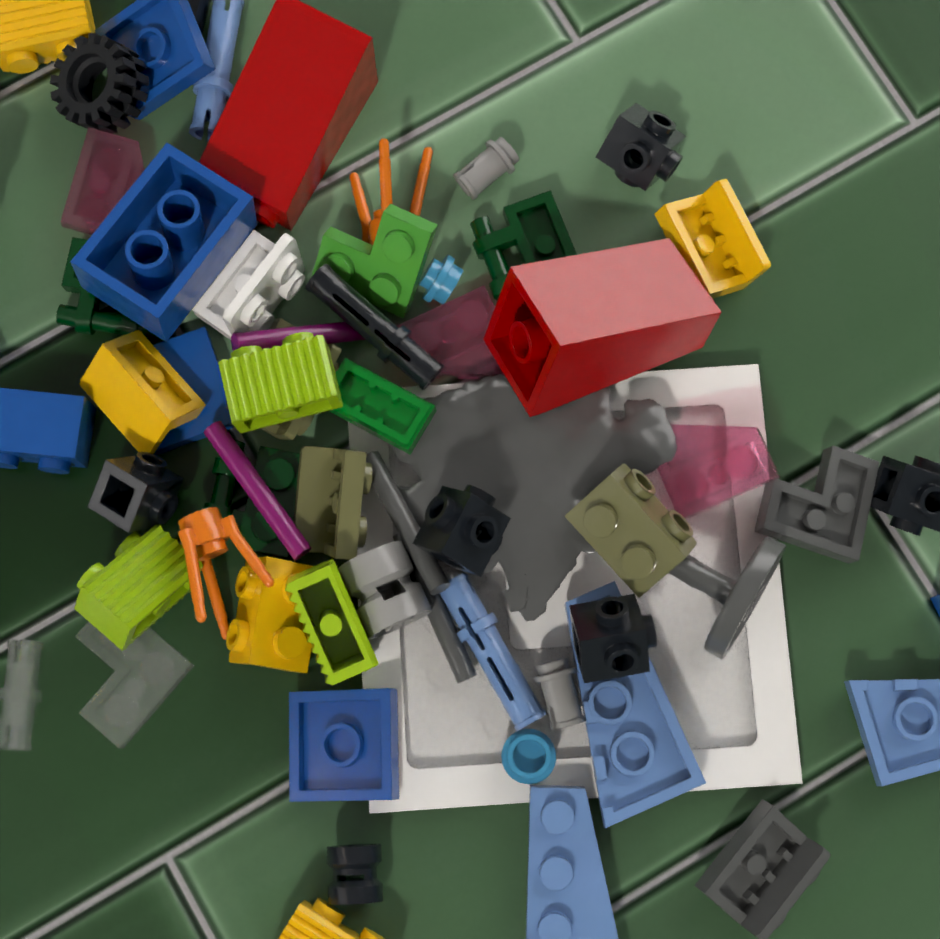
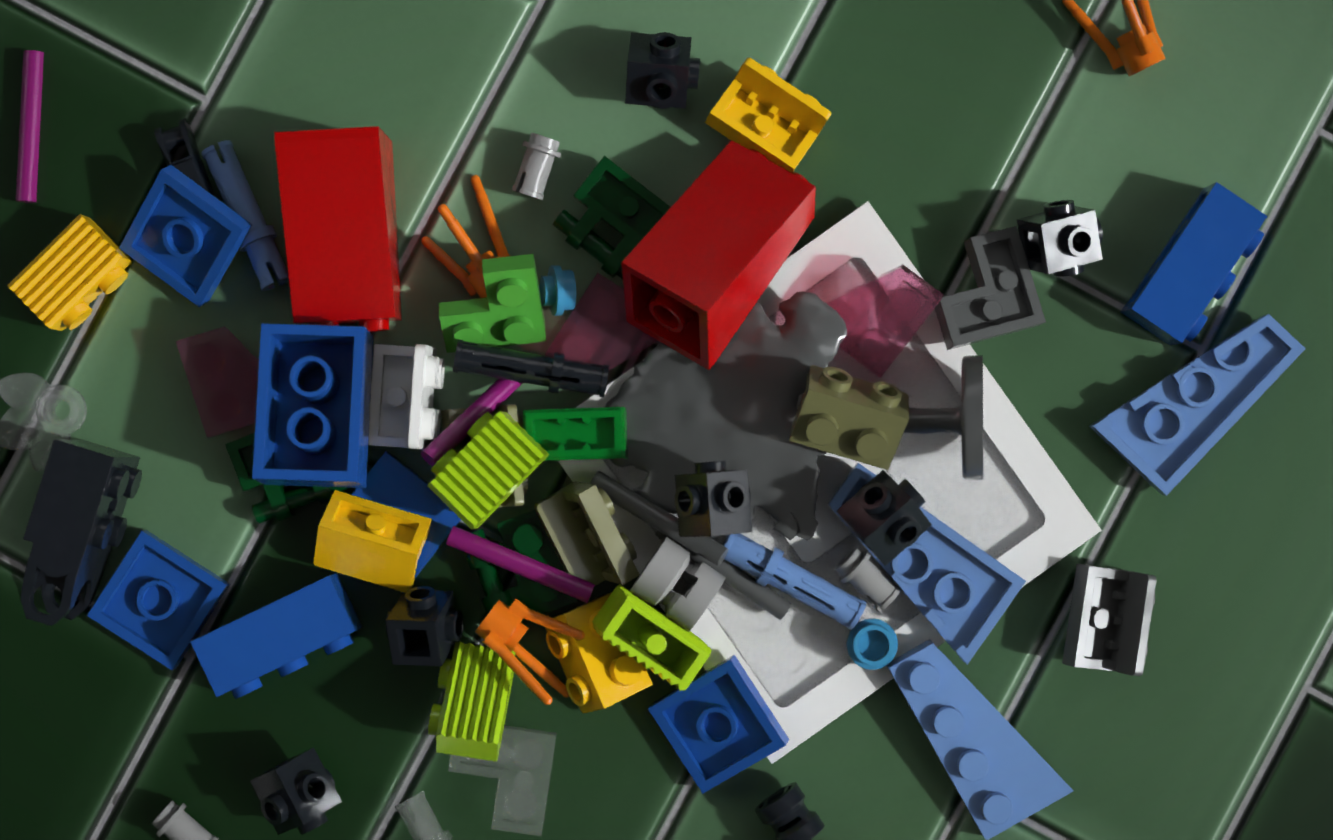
camera: 25 degrees left, 10 degrees up
(79, 74) = (136, 304): black tyre -> none

